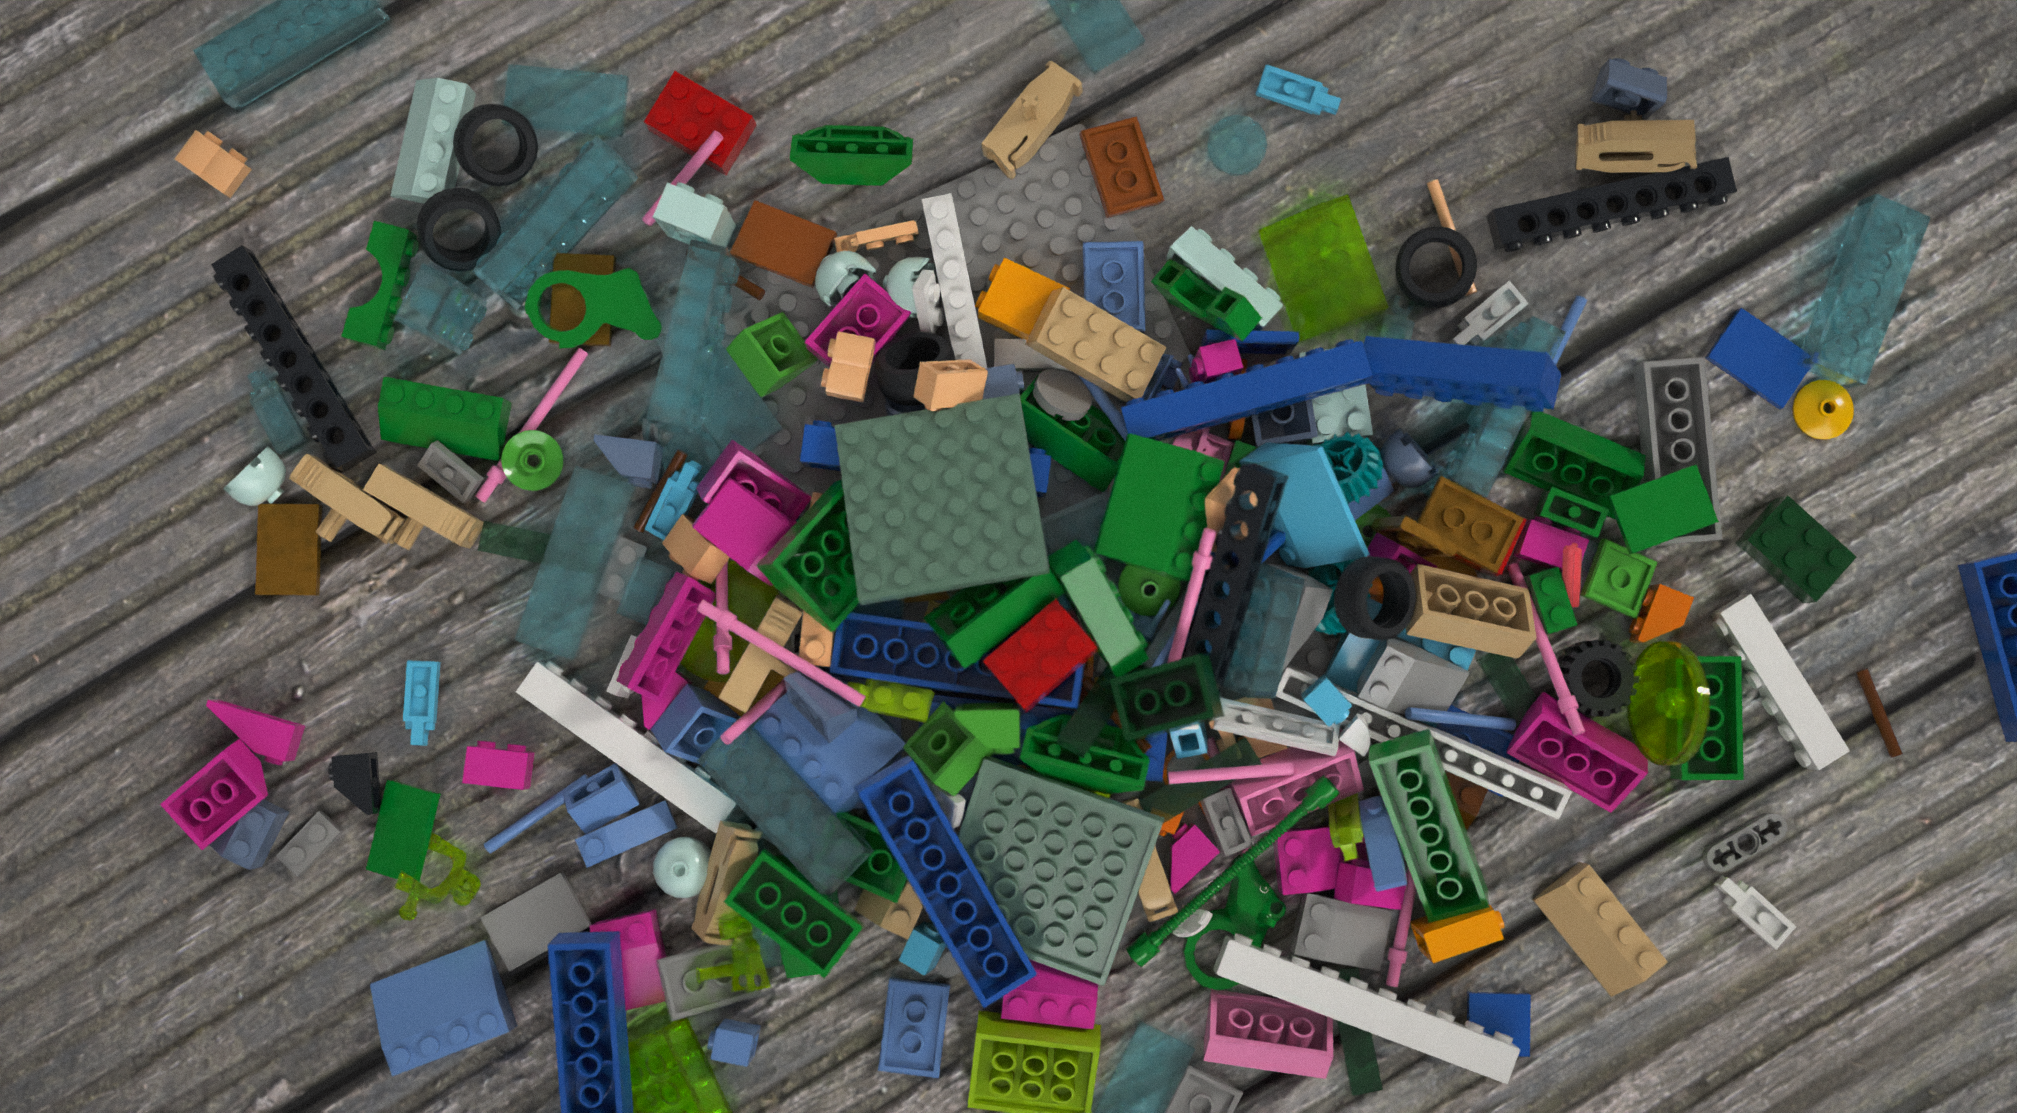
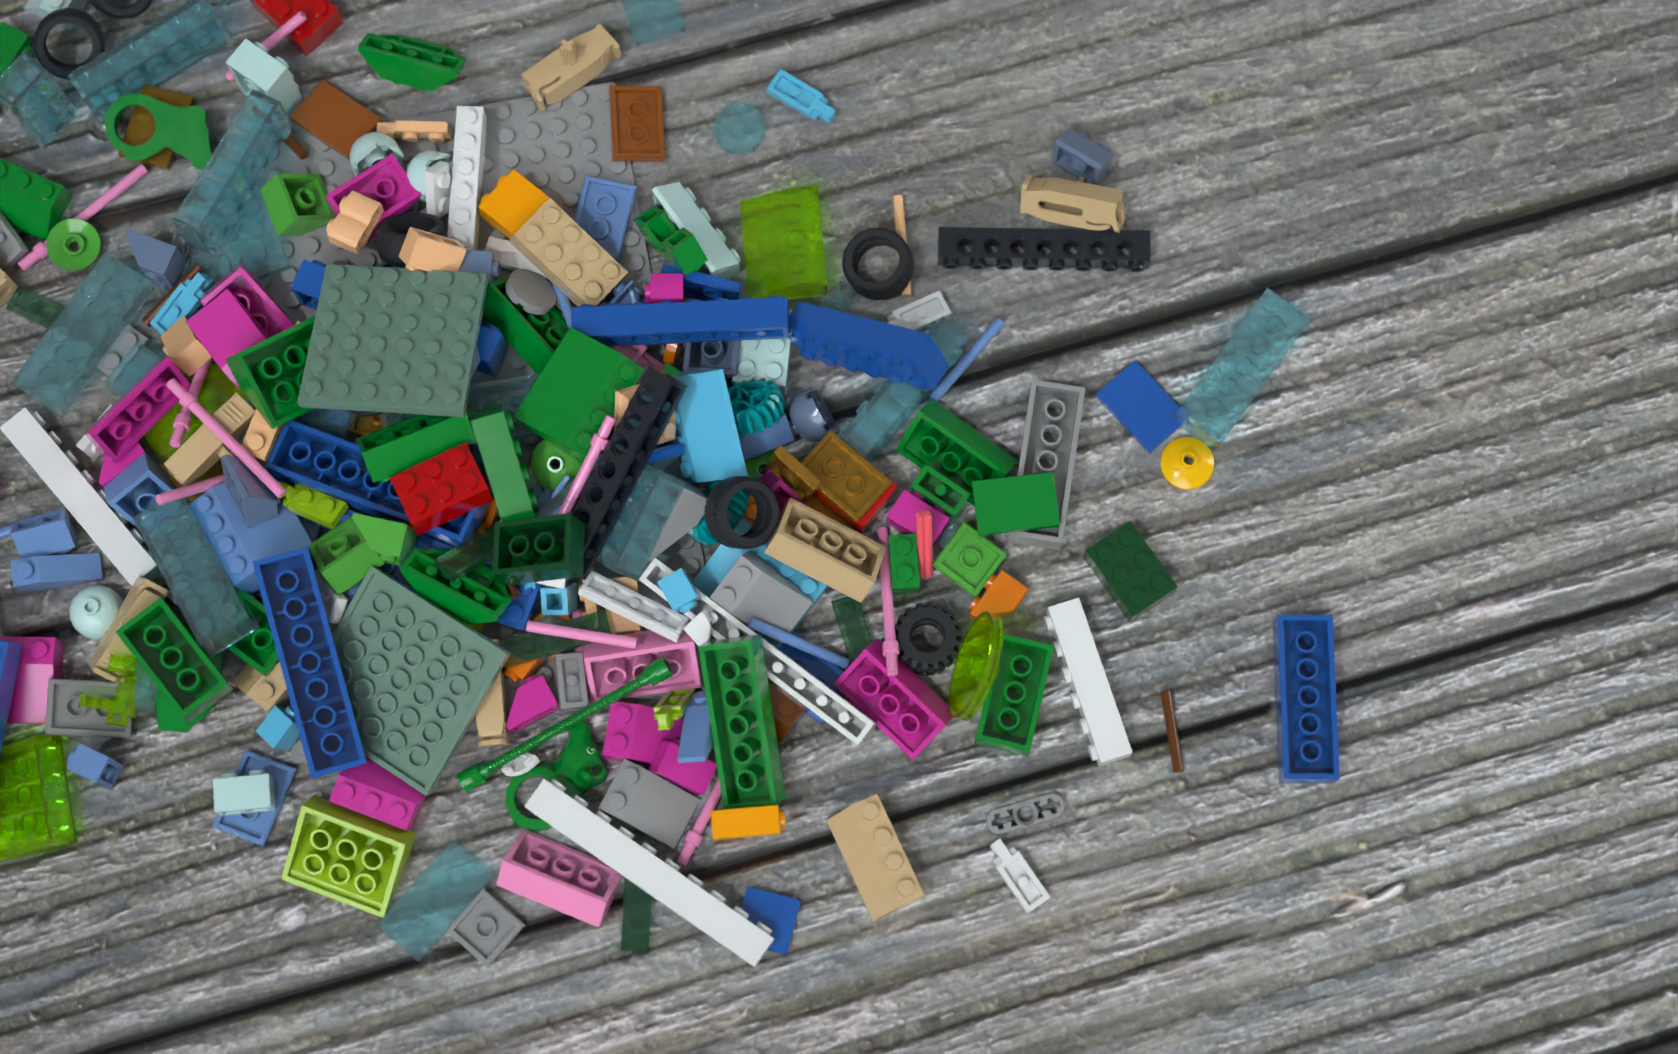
camera: 15 degrees right, 10 degrees down
(906, 1030) = (244, 793): none -> light aqua brick

